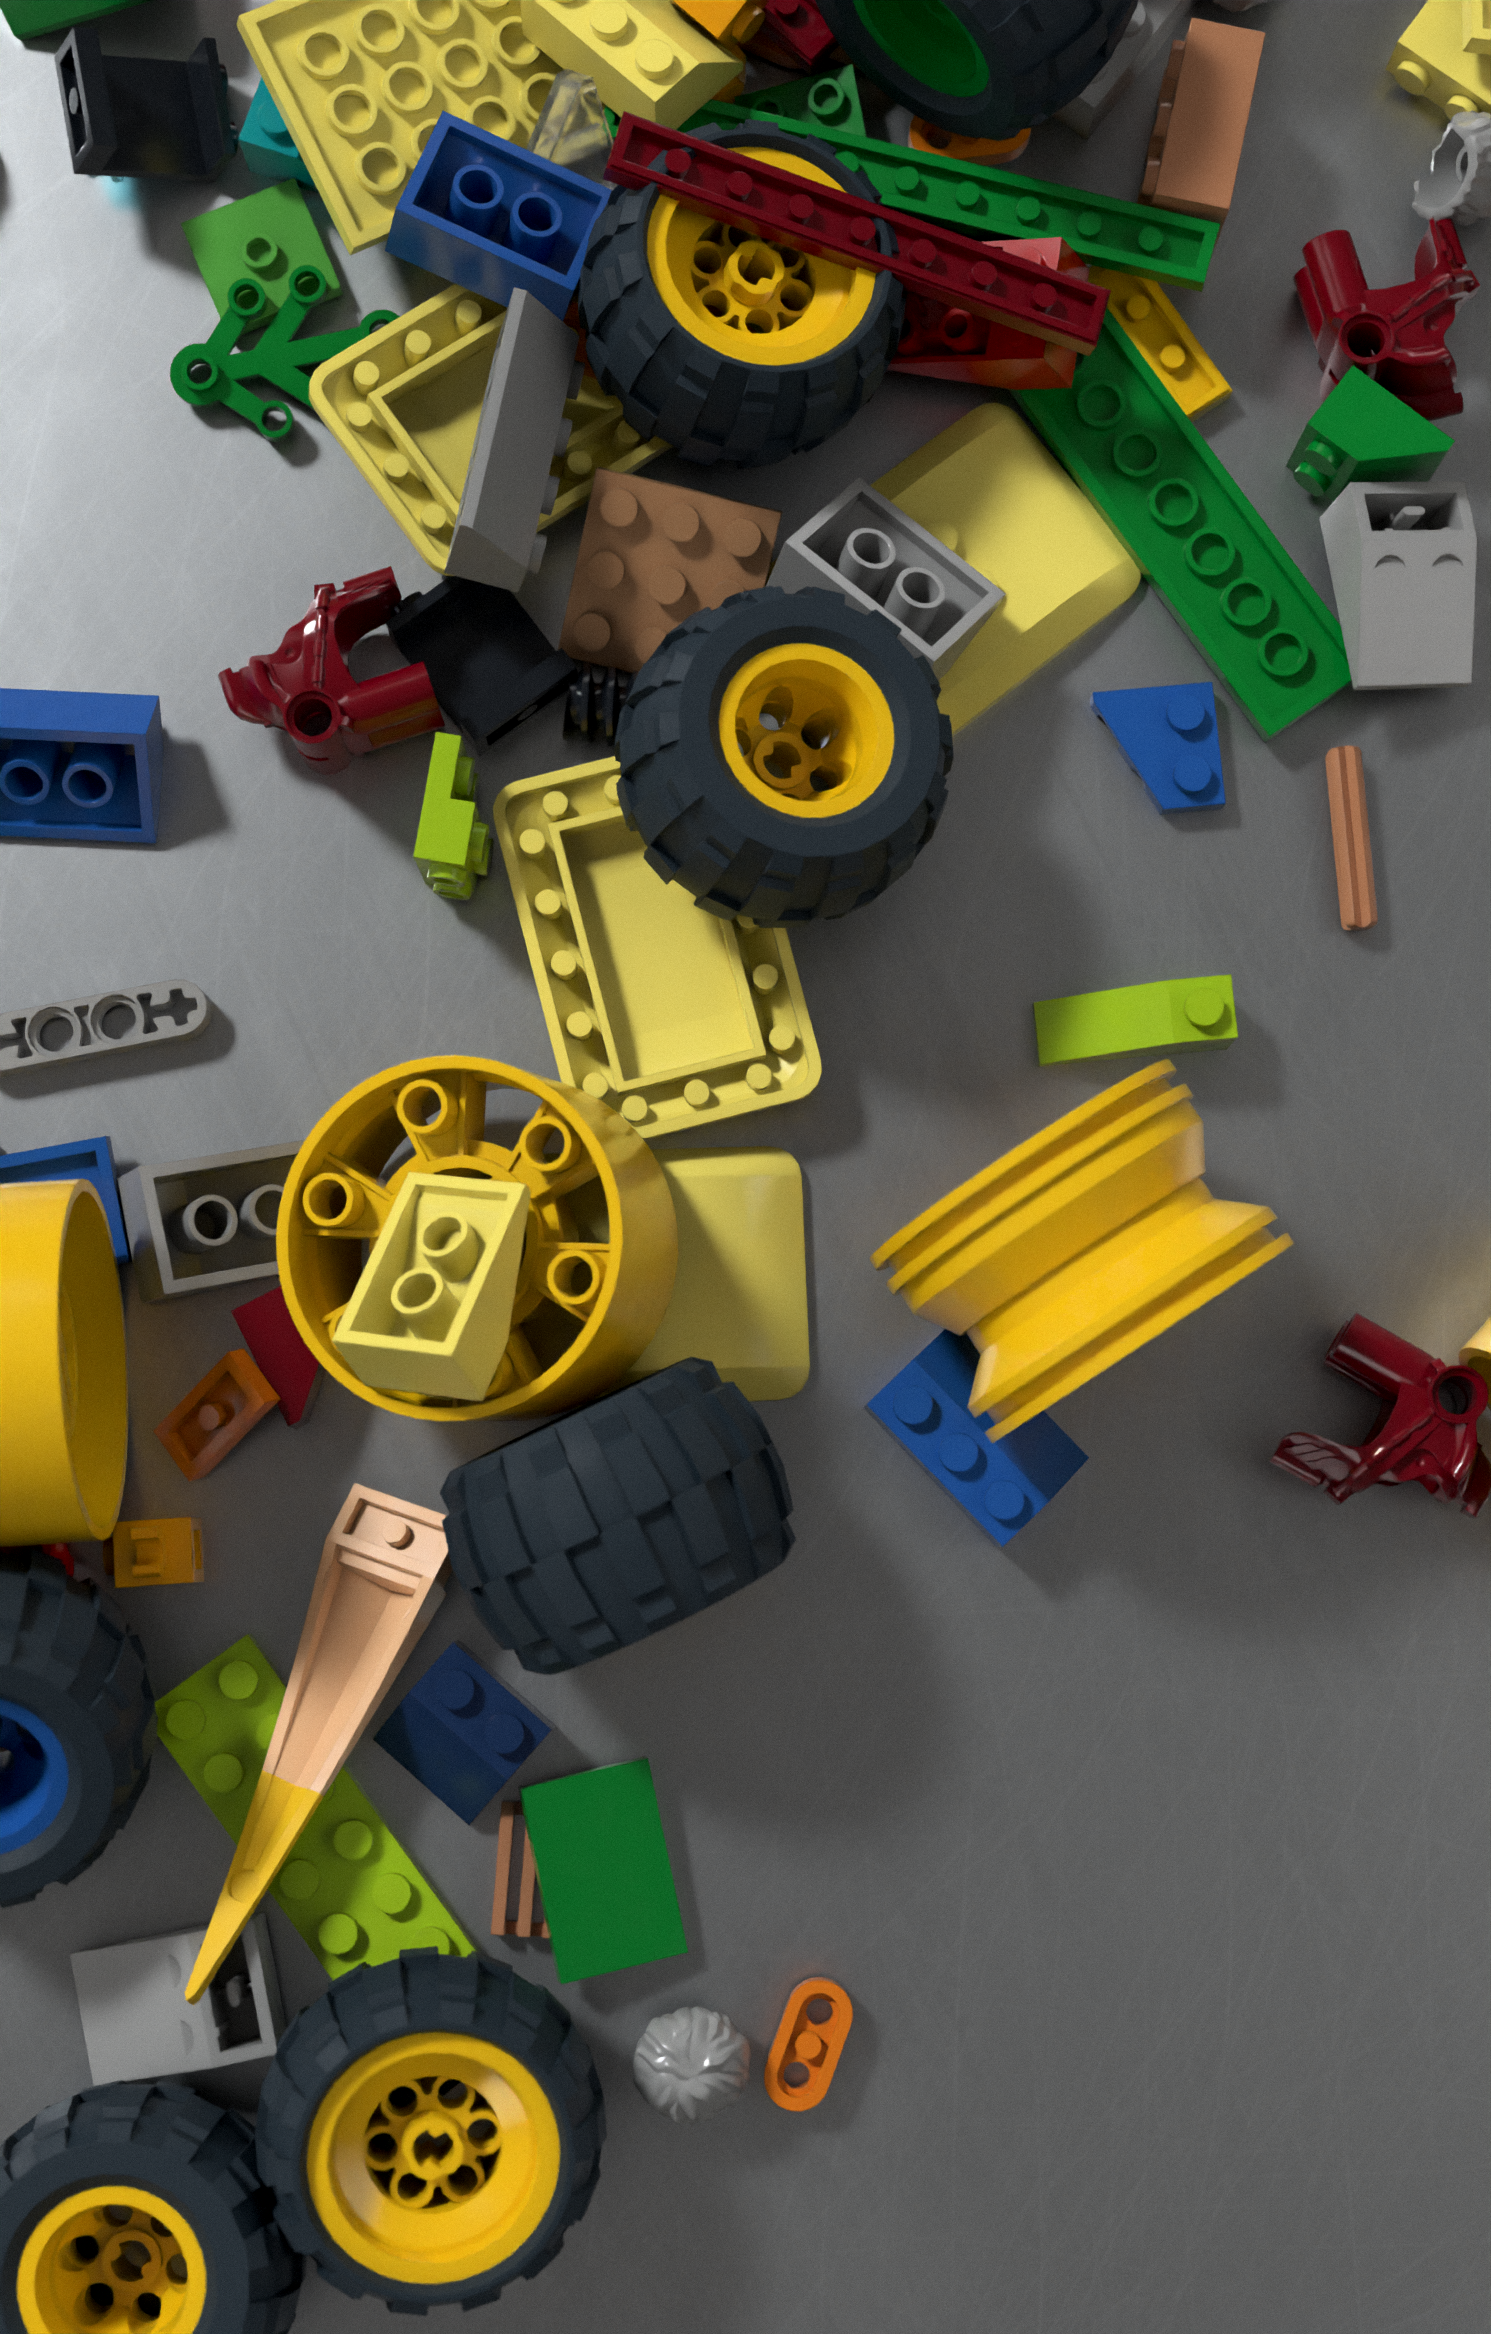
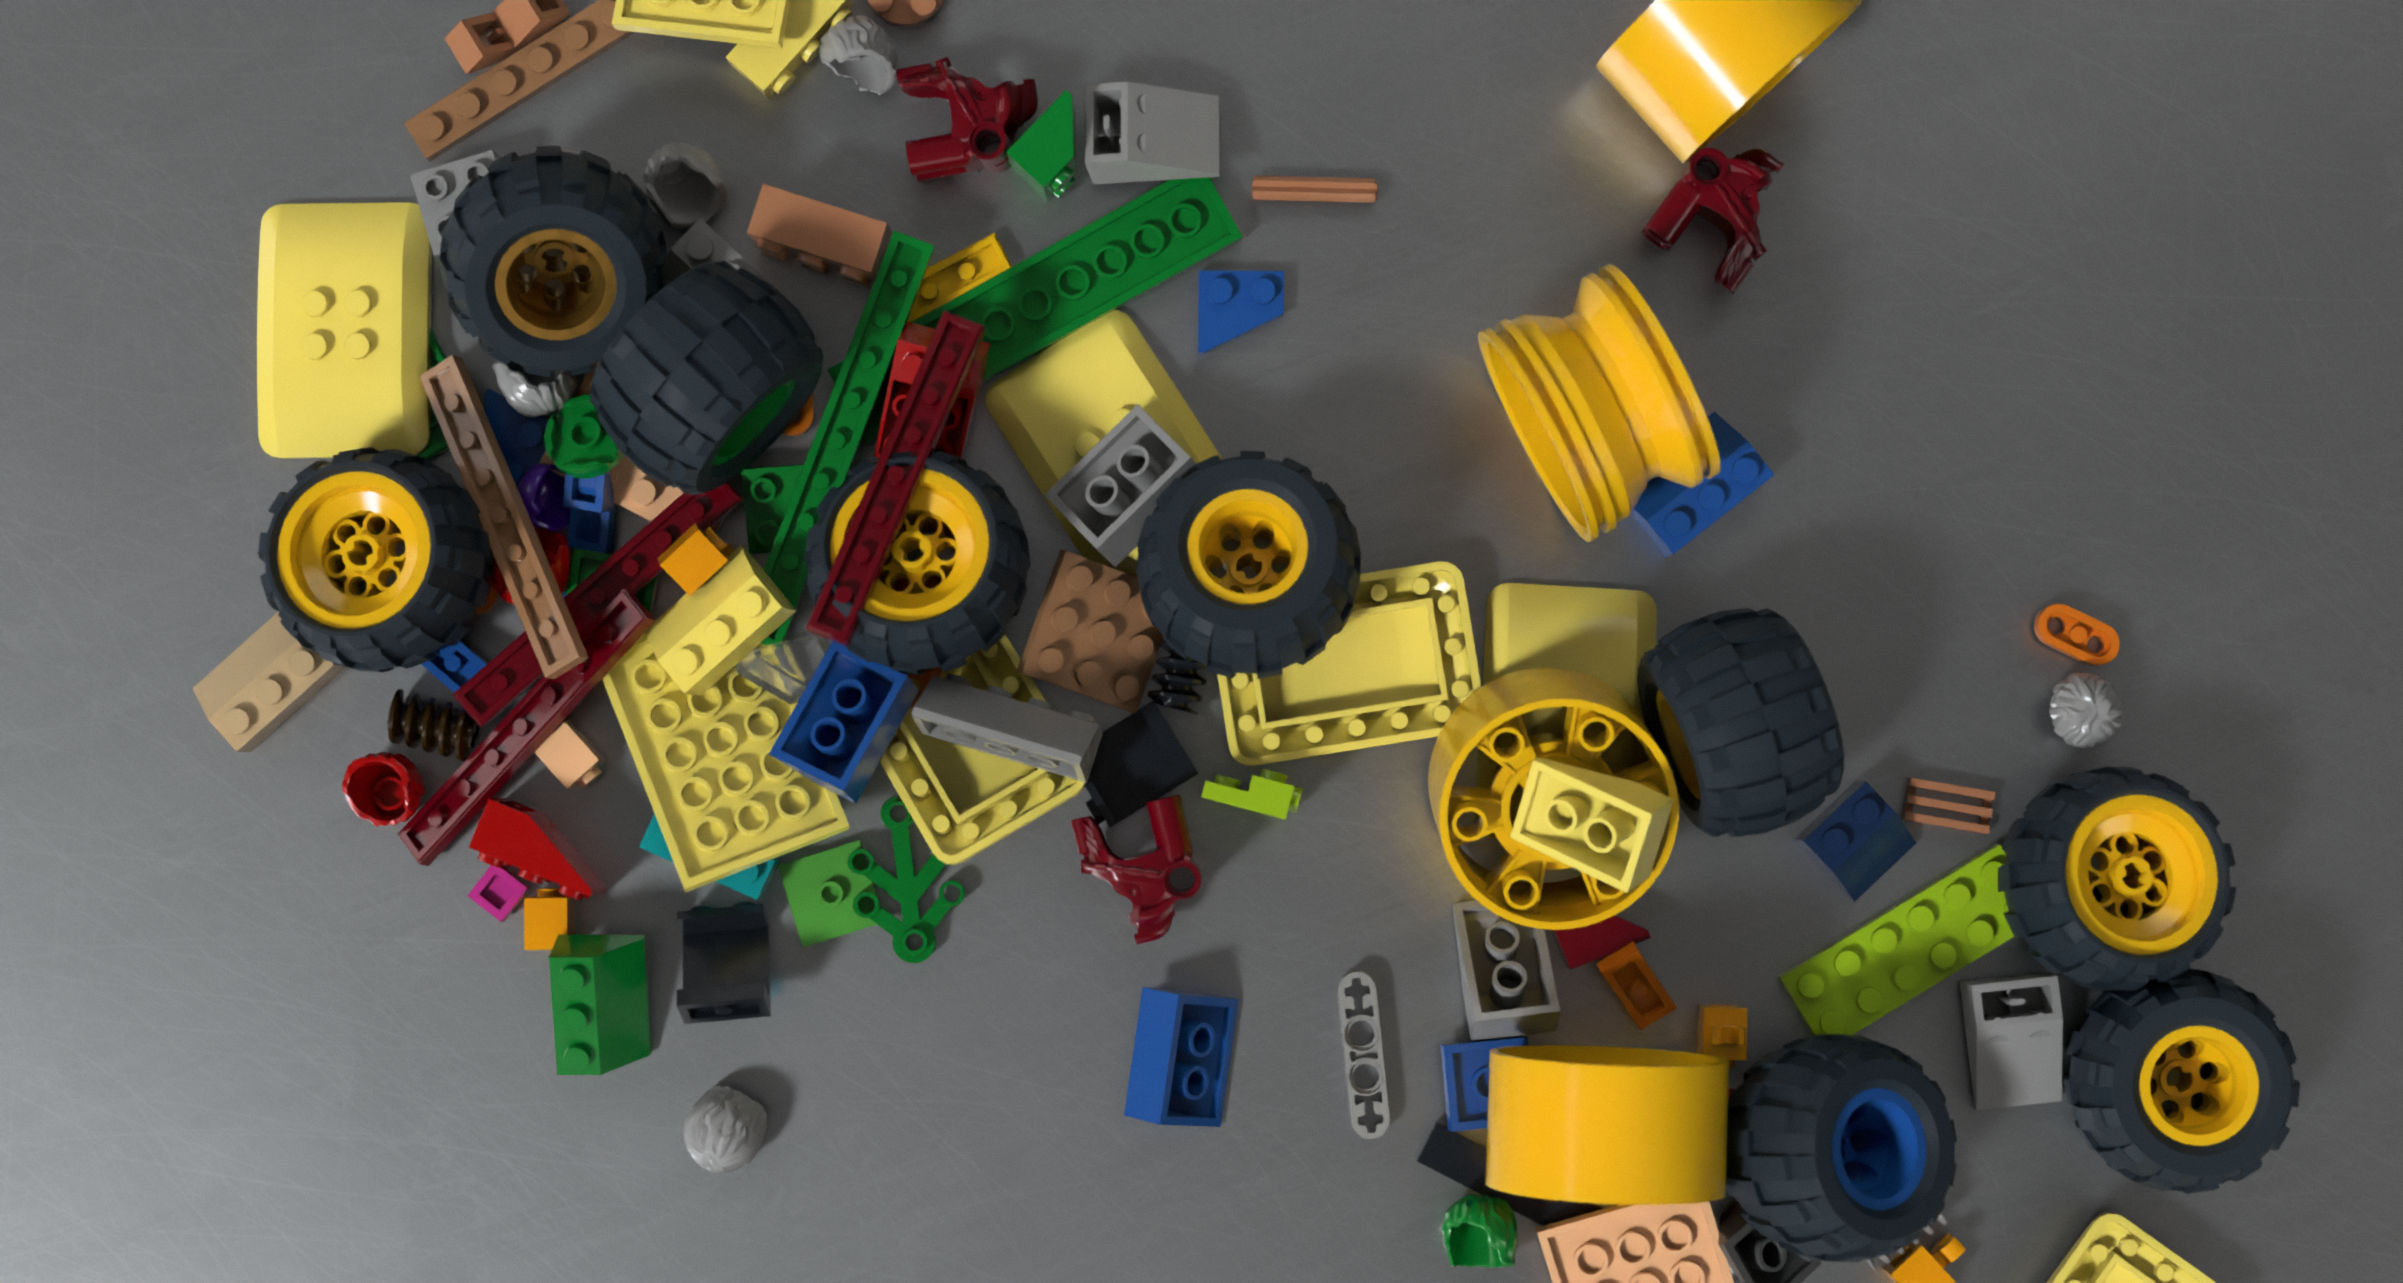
camera: 85 degrees left, 5 degrees up
(365, 1615) = (1777, 896): light nougat plate -> none
(603, 1870) = (1954, 757): green tile -> none
(1137, 1021) = (1428, 348): lime slope -> none

